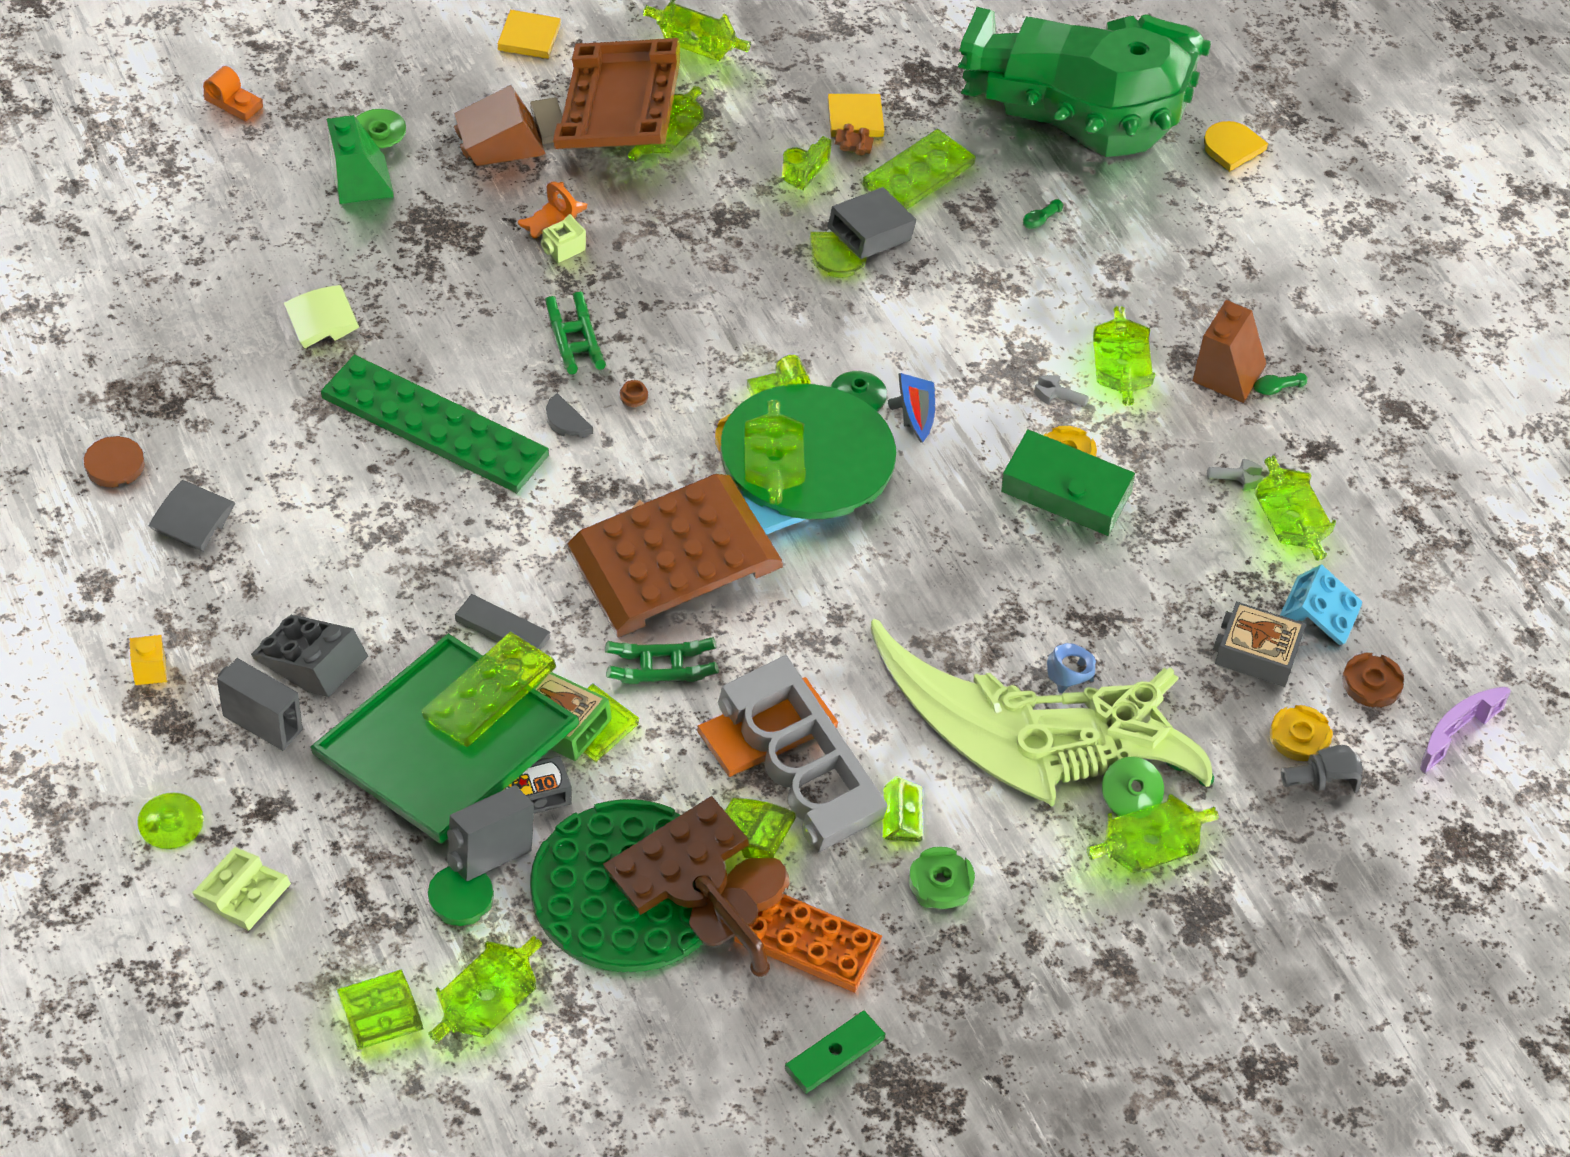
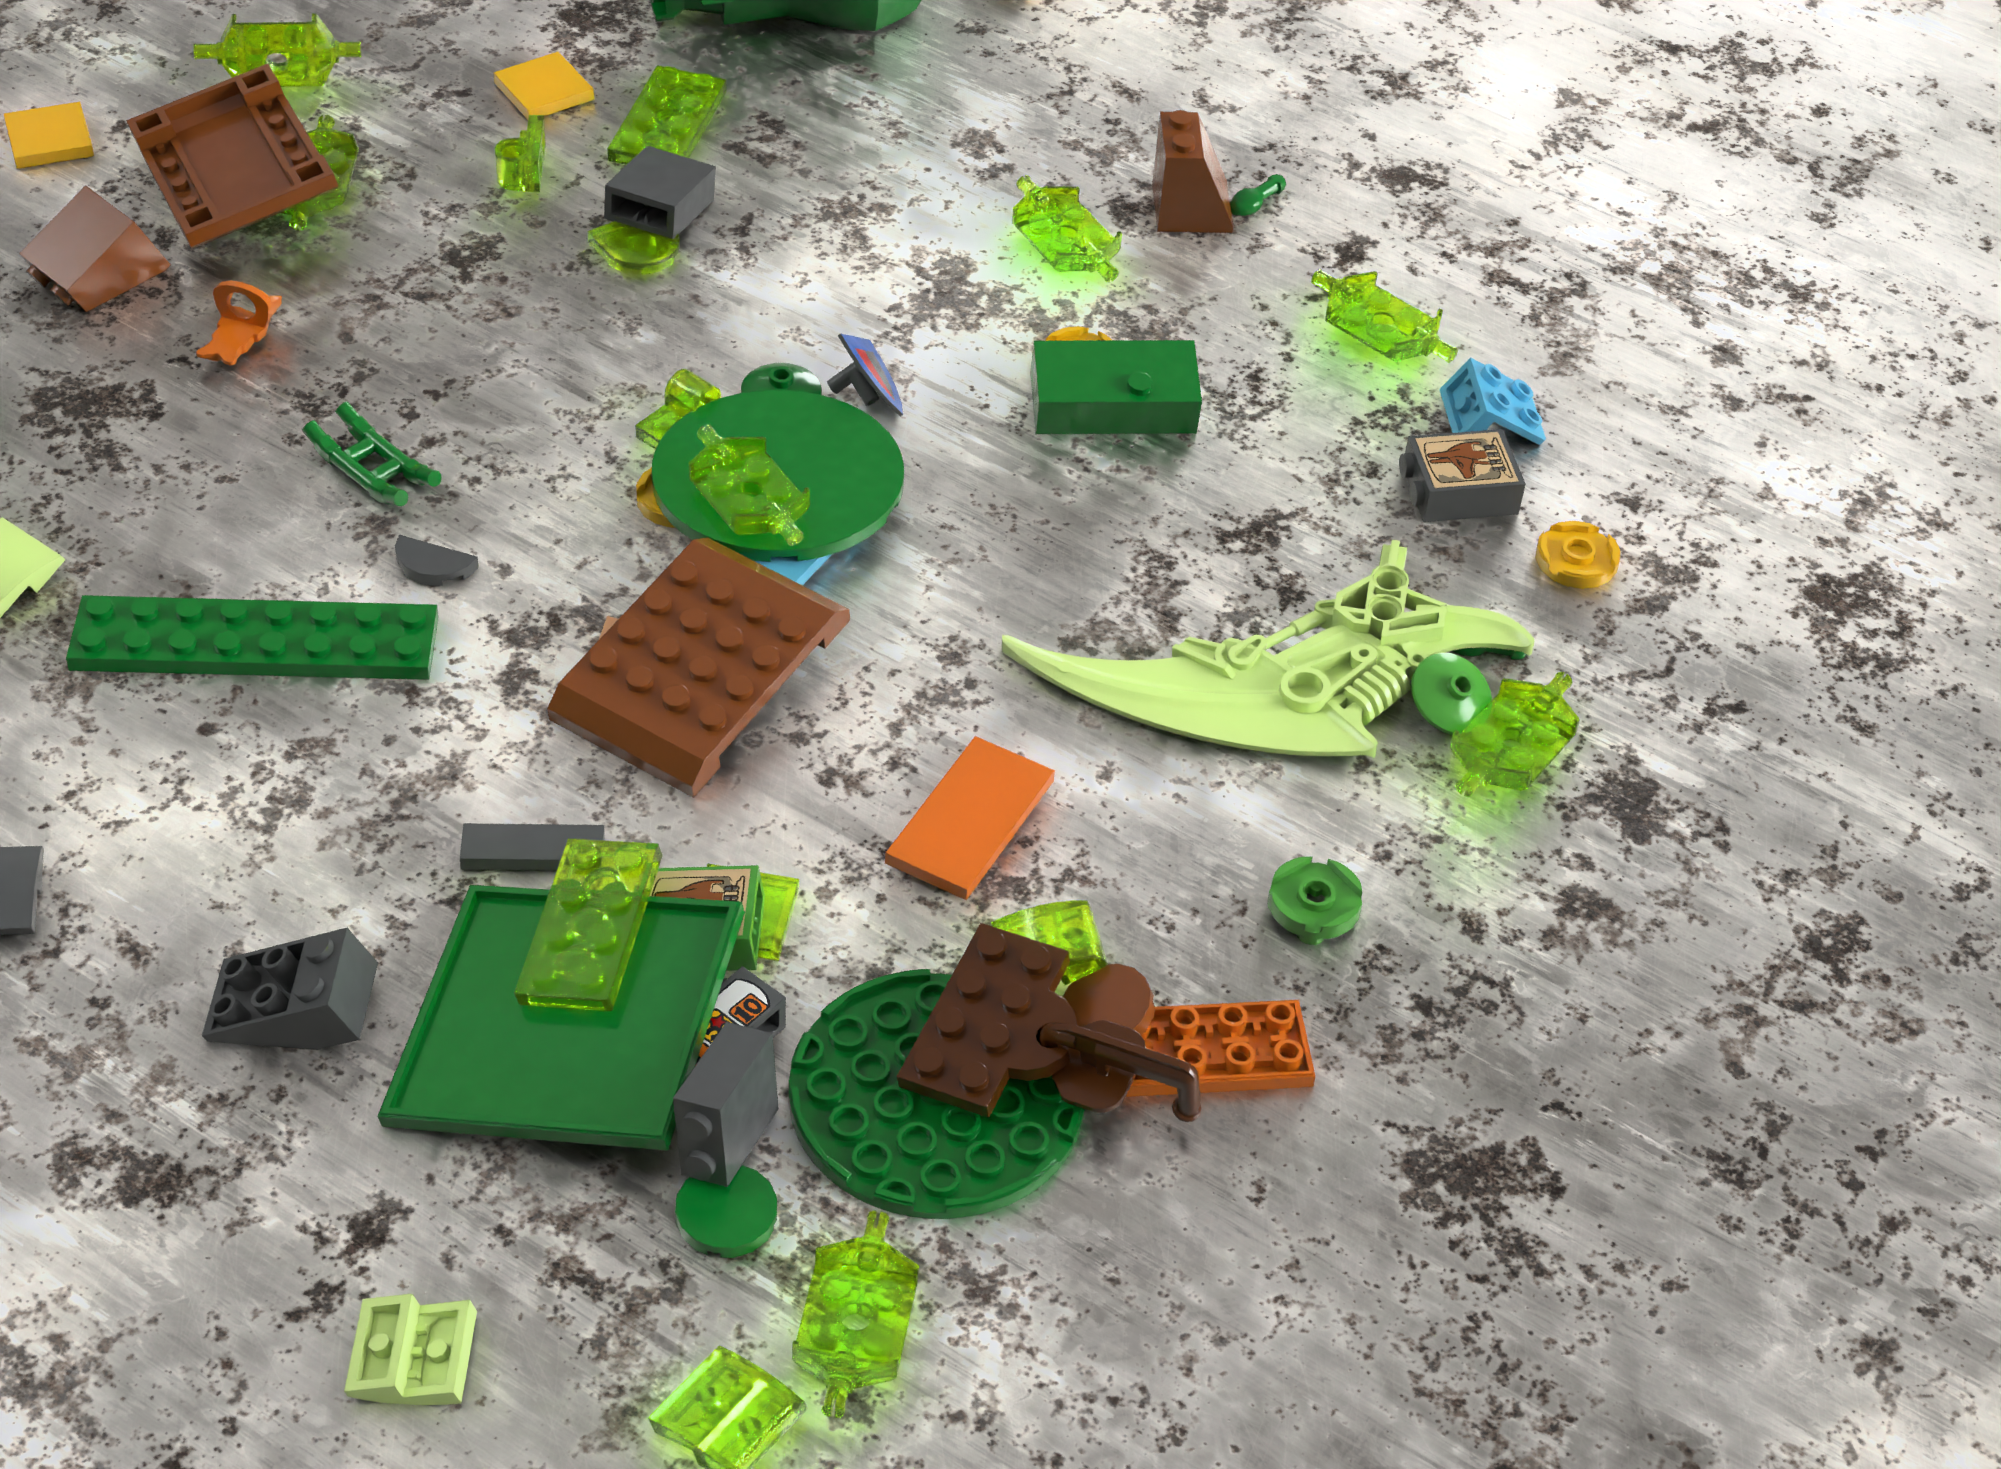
camera: 30 degrees left, 5 degrees down
(148, 660) = (59, 1106): yellow brick -> none
(173, 830) = (242, 1327): clear neon green dish -> none
(259, 704) = (273, 1088): dark grey brick -> none
(546, 117) = (154, 222): dark tan tile -> none
(564, 239) = (275, 351): yellowish green window -> none
(634, 393) = (501, 497): dark orange plate -> none
(675, 651) = (788, 780): green piece -> none
(825, 822) = (1126, 898): light grey fence -> none
(848, 1041) = (1352, 1167): green tile -> none
(854, 142) = (565, 114): dark orange piece -> none
(904, 812) = (1205, 843): clear neon green slope -> none
(1039, 217) = (850, 120): green piece -> none
(1054, 390) = (1005, 299): light grey bar -> none
(1064, 676) = (1274, 599): medium blue piece -> none
(1241, 474) = (1295, 302): light grey bar -> none
(1327, 763) = (1640, 572): dark grey piece -> none
(1373, 680) = (1606, 465): dark orange tile -> none
(1480, 705) = (1729, 495): lavender slope -> none

